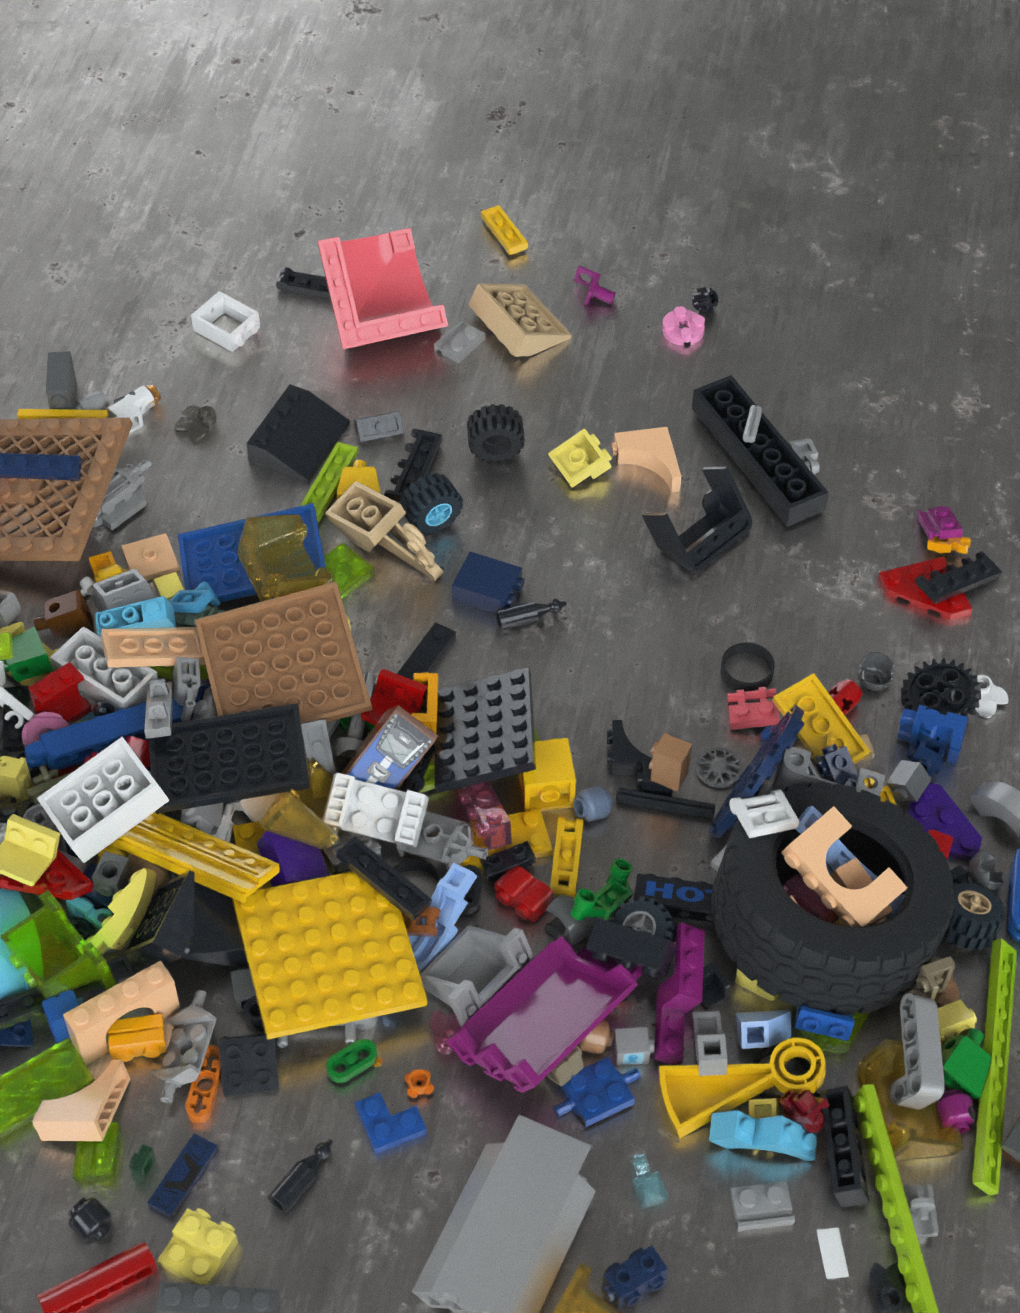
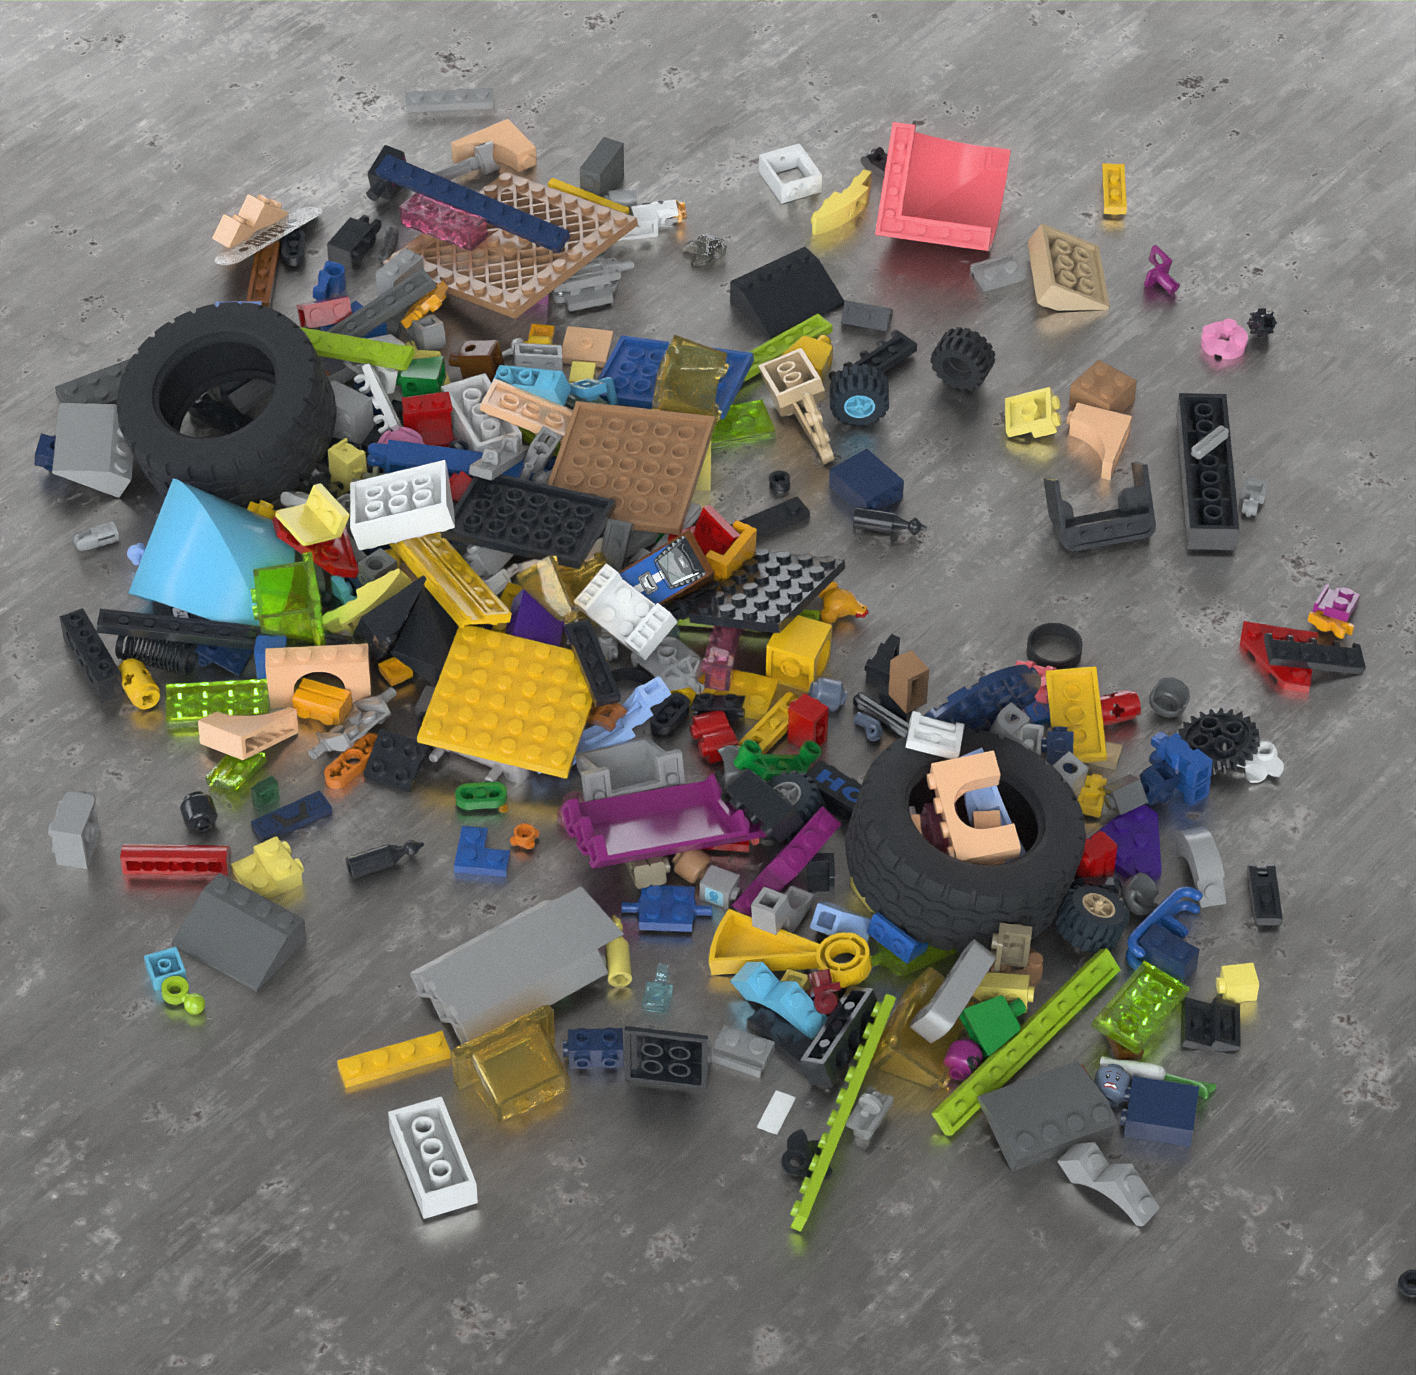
camera: 30 degrees right, 5 degrees down
(185, 970) = (395, 671): none -> light orange plate
(290, 333) = (842, 207): none -> light yellow slope
(414, 616) = (779, 481): none -> black bush
(545, 709) = (840, 603): none -> light orange animal
(594, 1171) = (618, 959): none -> light yellow wheel
(600, 842) = (807, 721): none -> red brick
(623, 411) = (1103, 388): none -> medium nougat brick
(648, 815) = (872, 726): none -> sand blue arm
(720, 1254) = (667, 1057): none -> black slope
(795, 1171) = (787, 1038): none -> black plate

